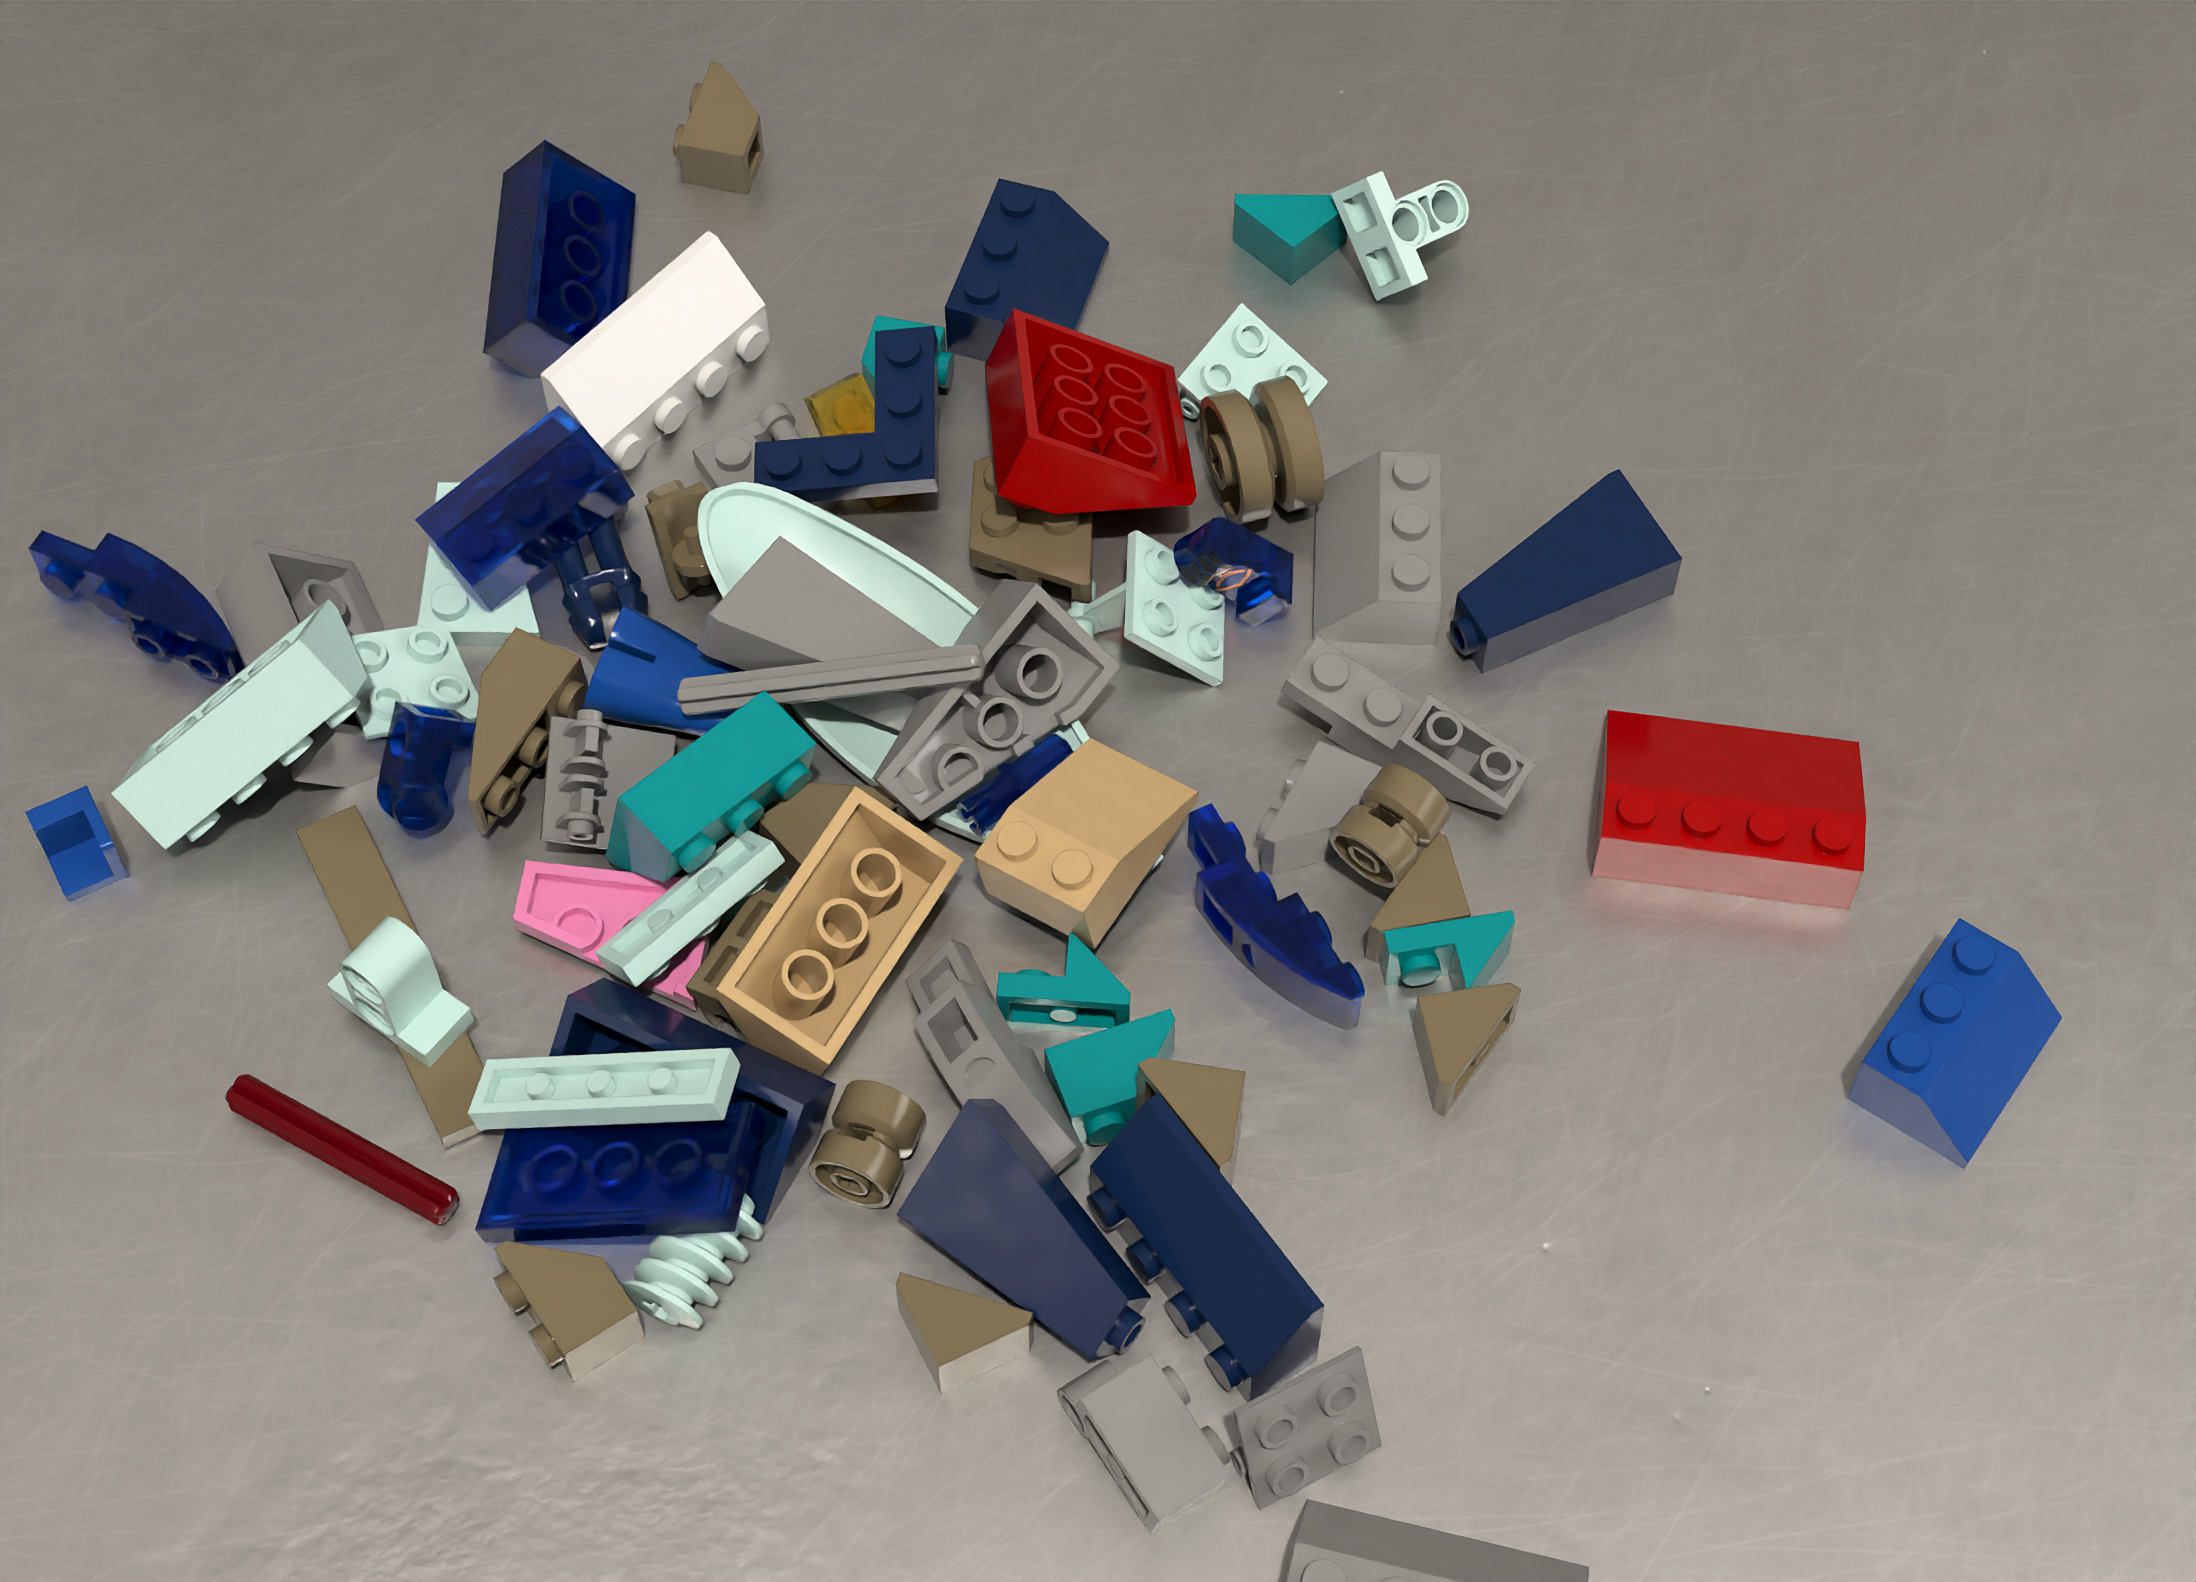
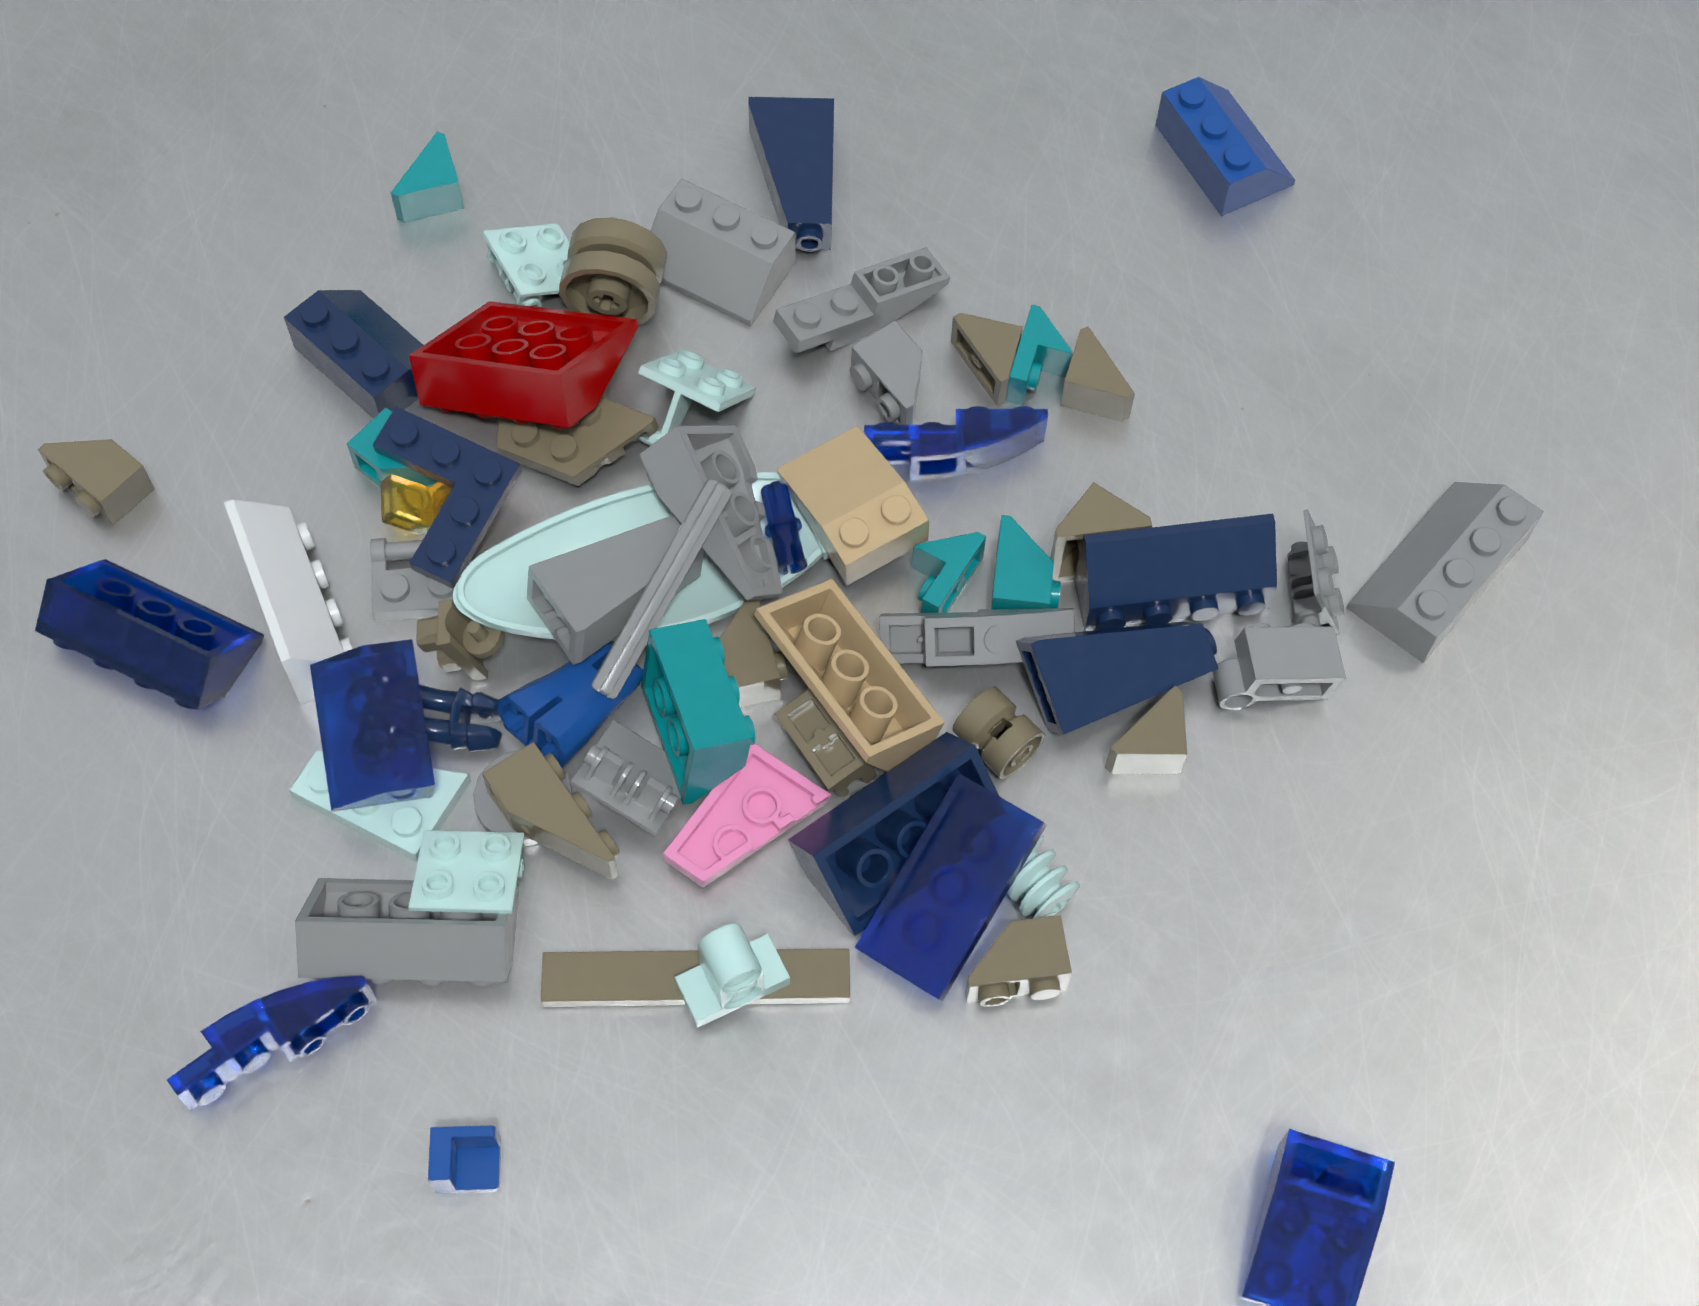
camera: 65 degrees left, 5 degrees up
(245, 729) = (455, 989): light aqua slope -> none
(342, 1149) = (819, 1068): dark red axle -> none
(418, 762) = (547, 887): clear blue leg -> none
(605, 1089) = (891, 866): light aqua plate -> none
(690, 908) = (775, 763): light aqua plate -> none
(1238, 567) = (693, 329): clear blue leg -> none
(1390, 230) = (480, 121): light aqua tile -> none
(1396, 817) = (943, 329): dark tan wheel -> none
(1730, 810) = (1008, 169): red slope -> none

